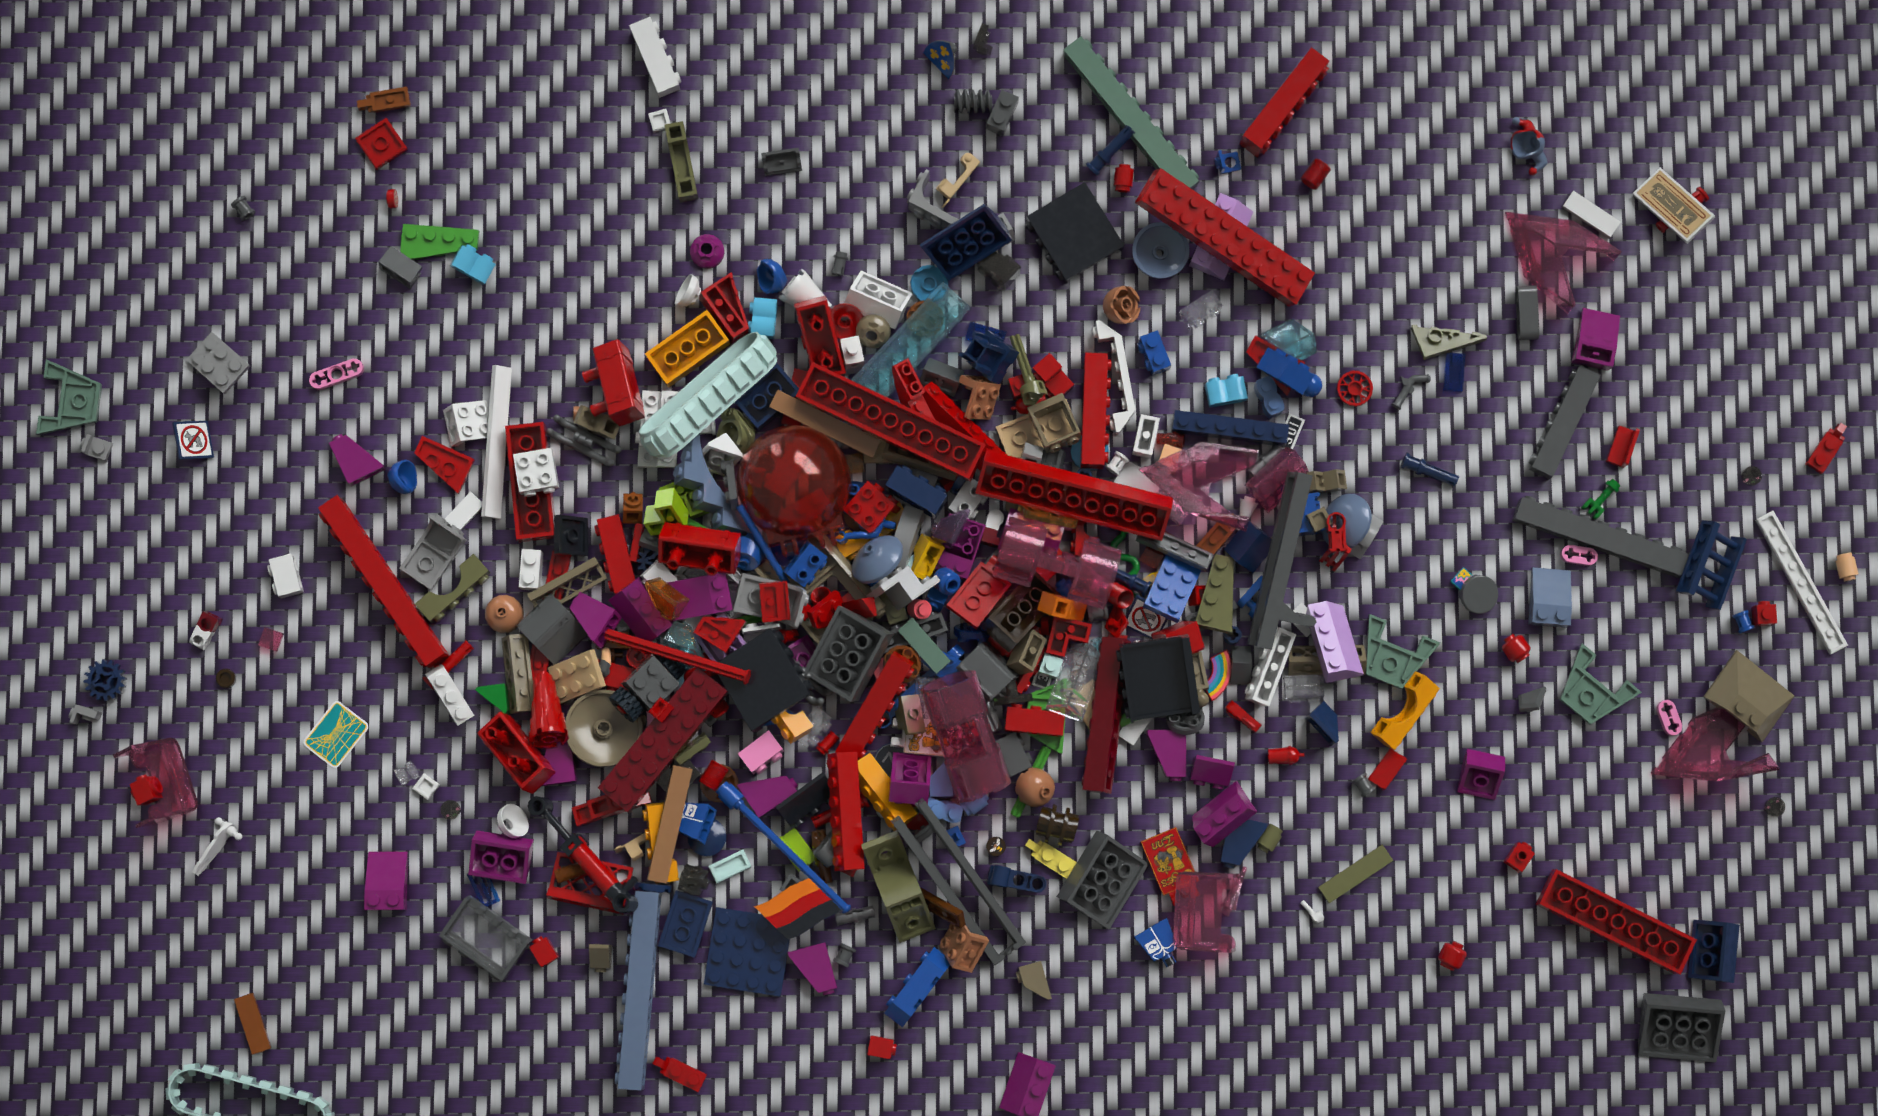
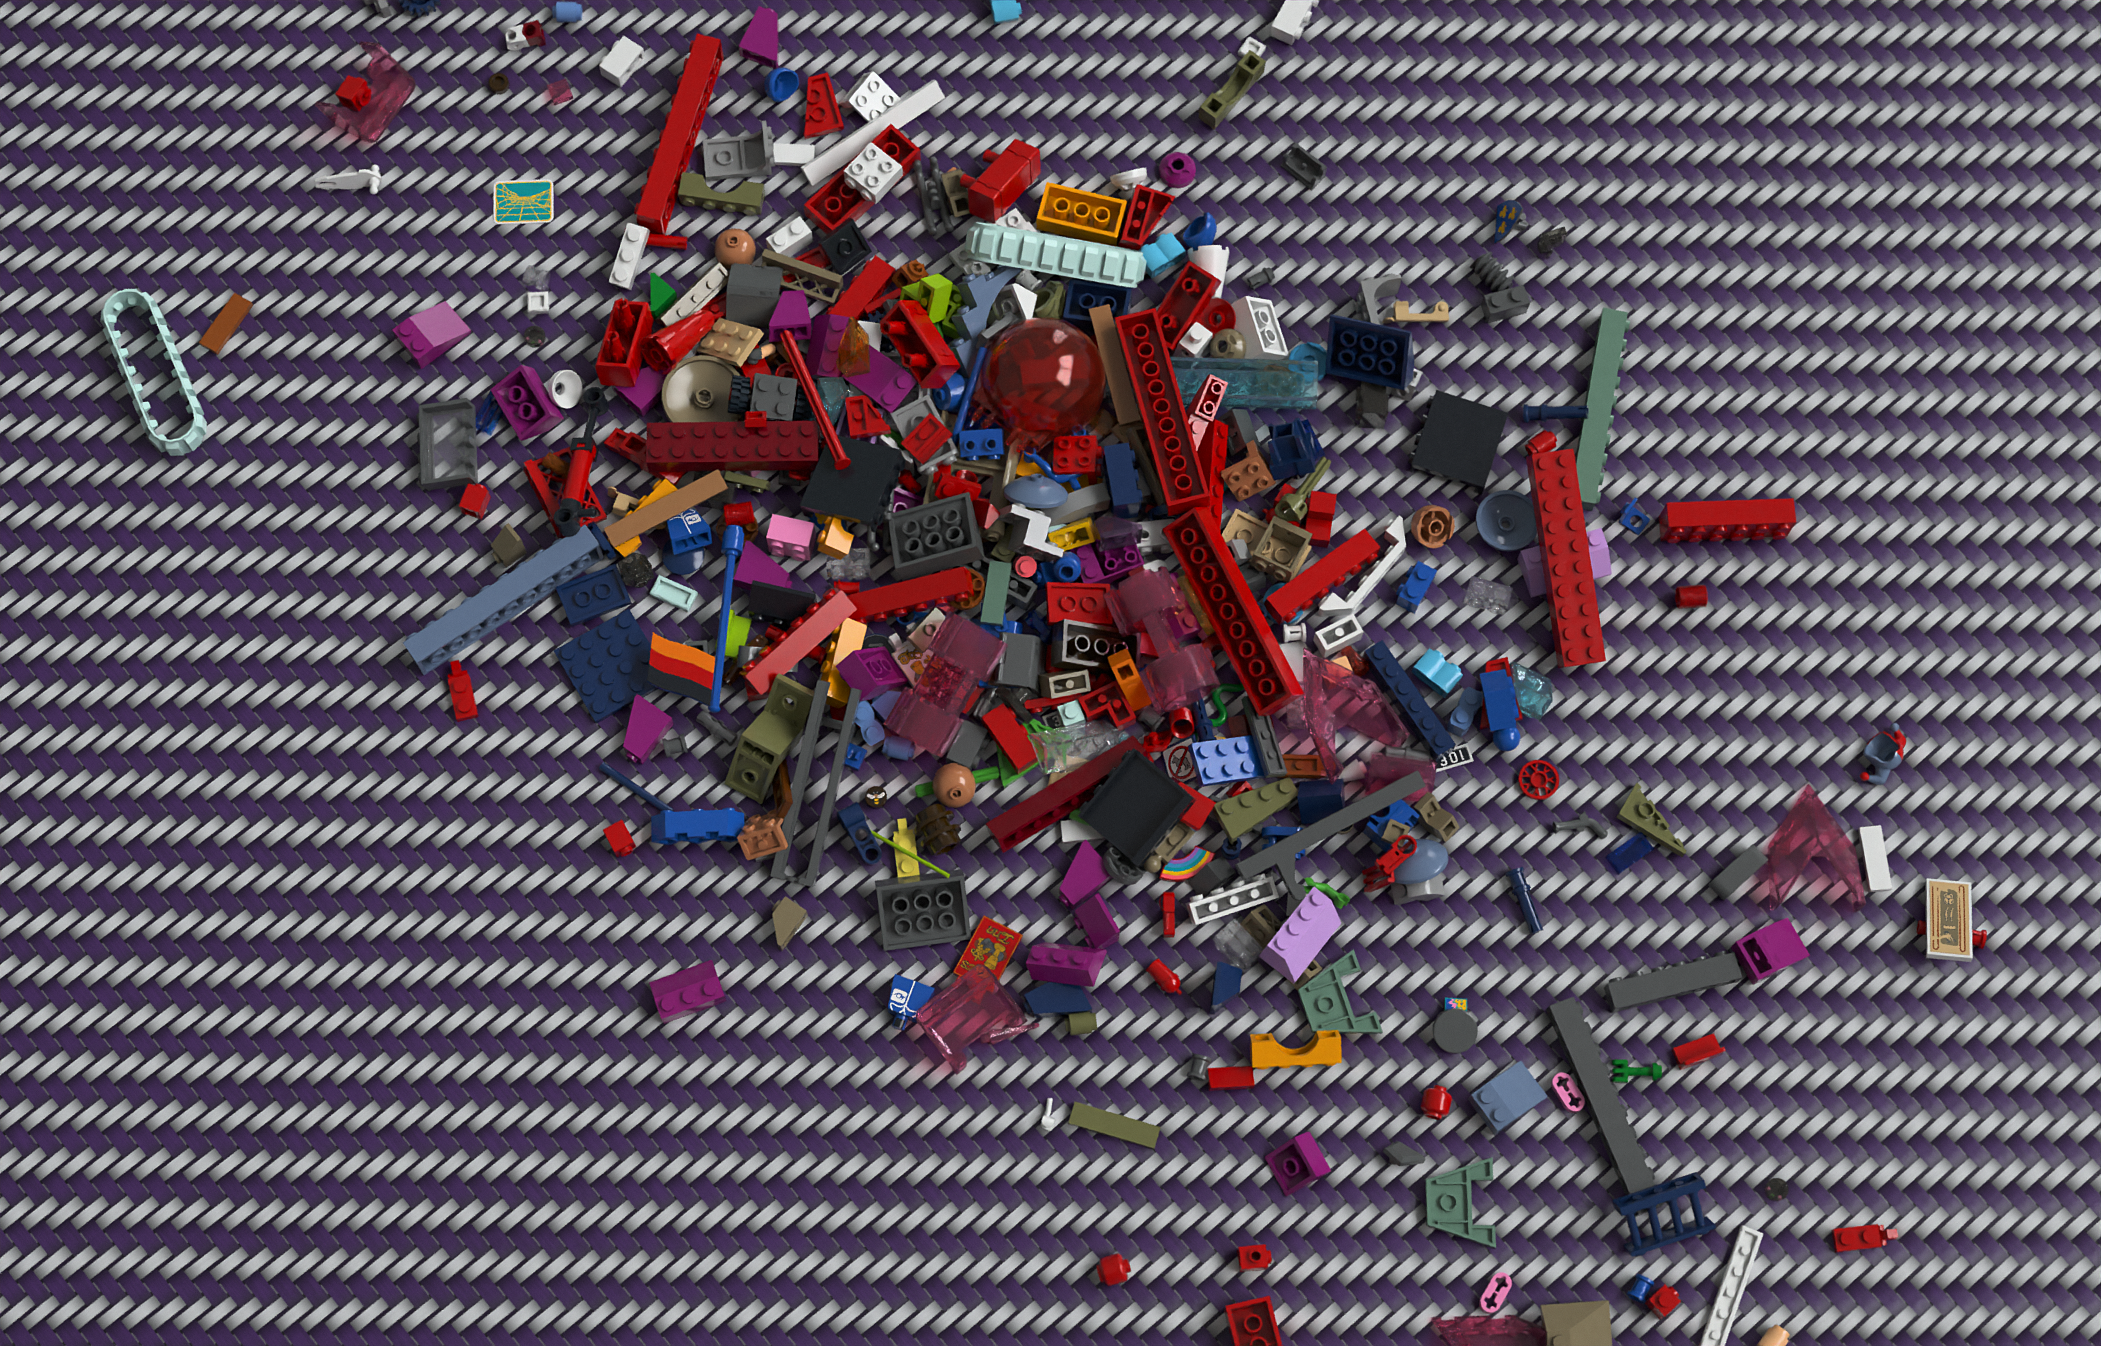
camera: 50 degrees right, 10 degrees down
(211, 583) = (567, 12): none -> medium blue brick
(852, 1006) = (634, 787): none -> dark blue bar
(1058, 857) = (910, 854): none -> lime piece
(1327, 593) = (1339, 898): none -> bright green arm

